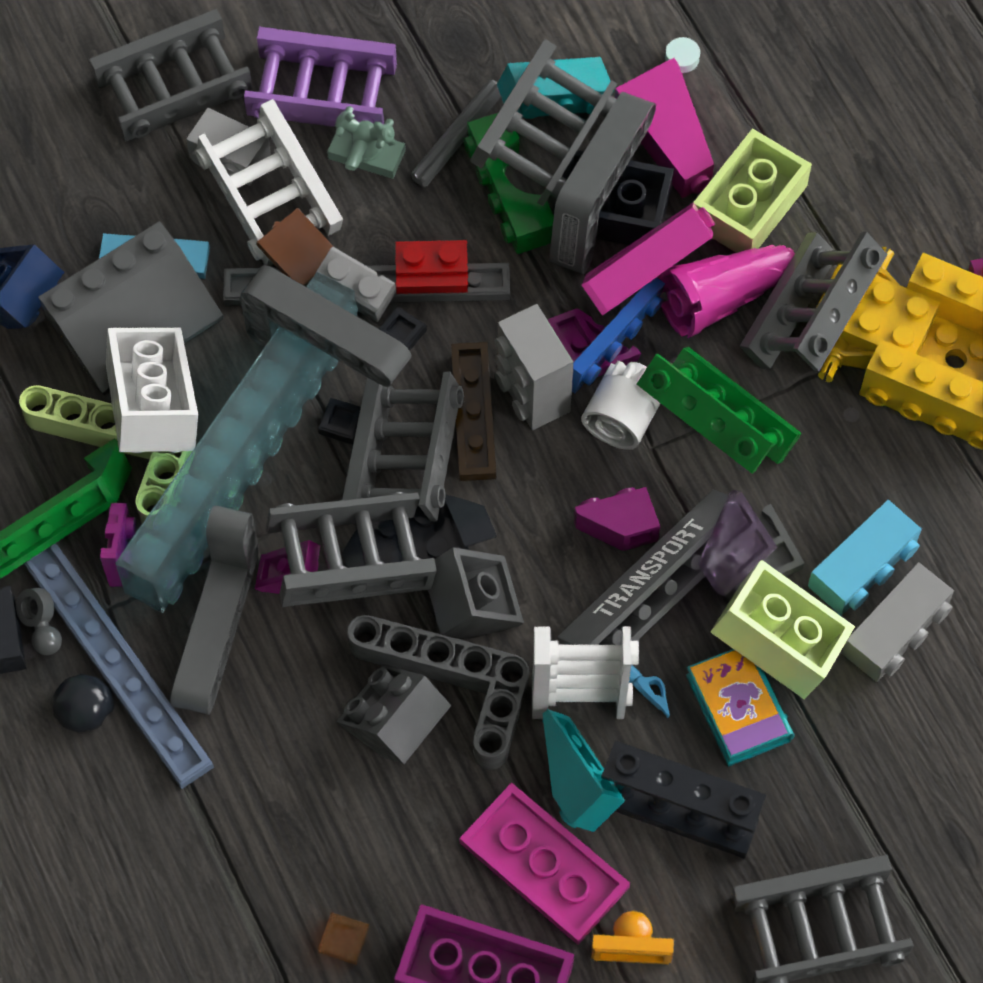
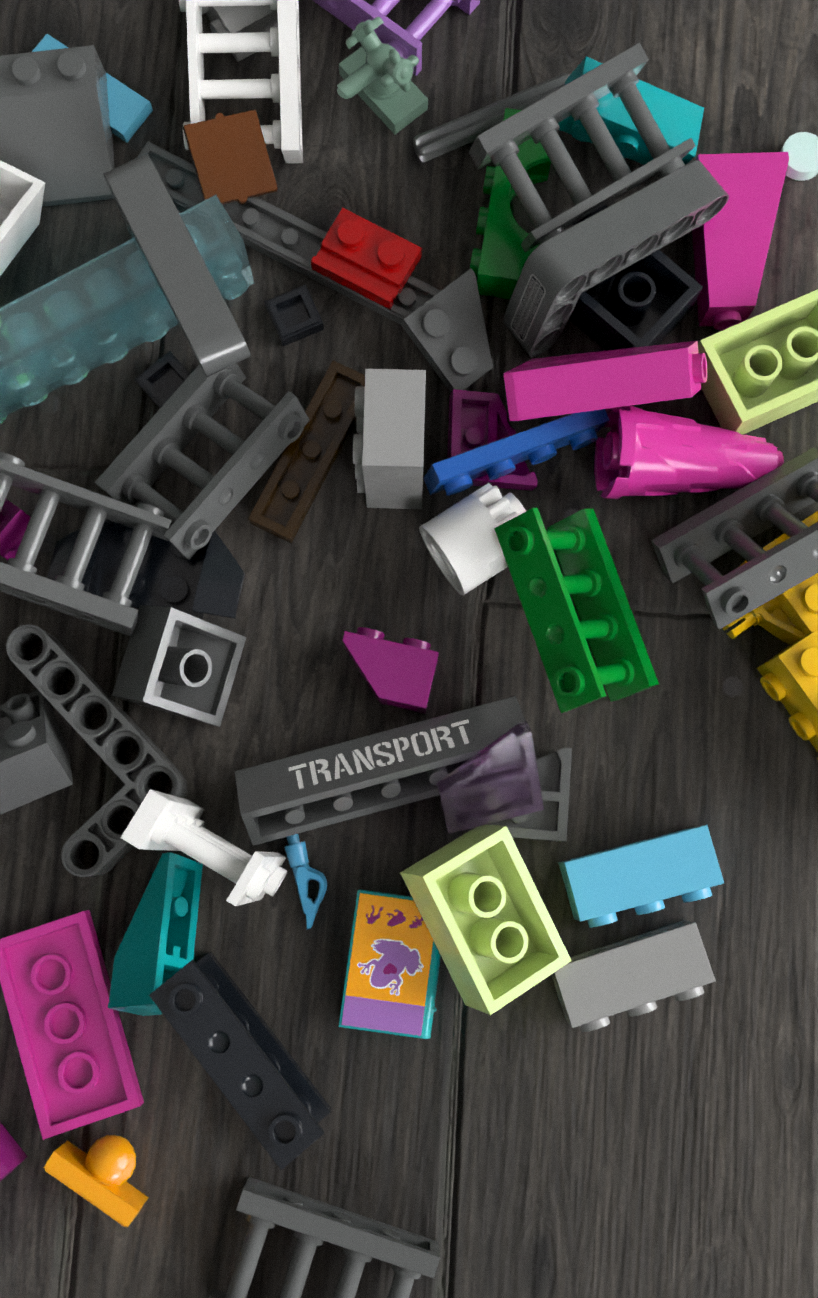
camera: 30 degrees right, 15 degrees up
(371, 291) = (264, 233): light grey brick -> none
(520, 282) = (452, 333): none -> dark grey wing

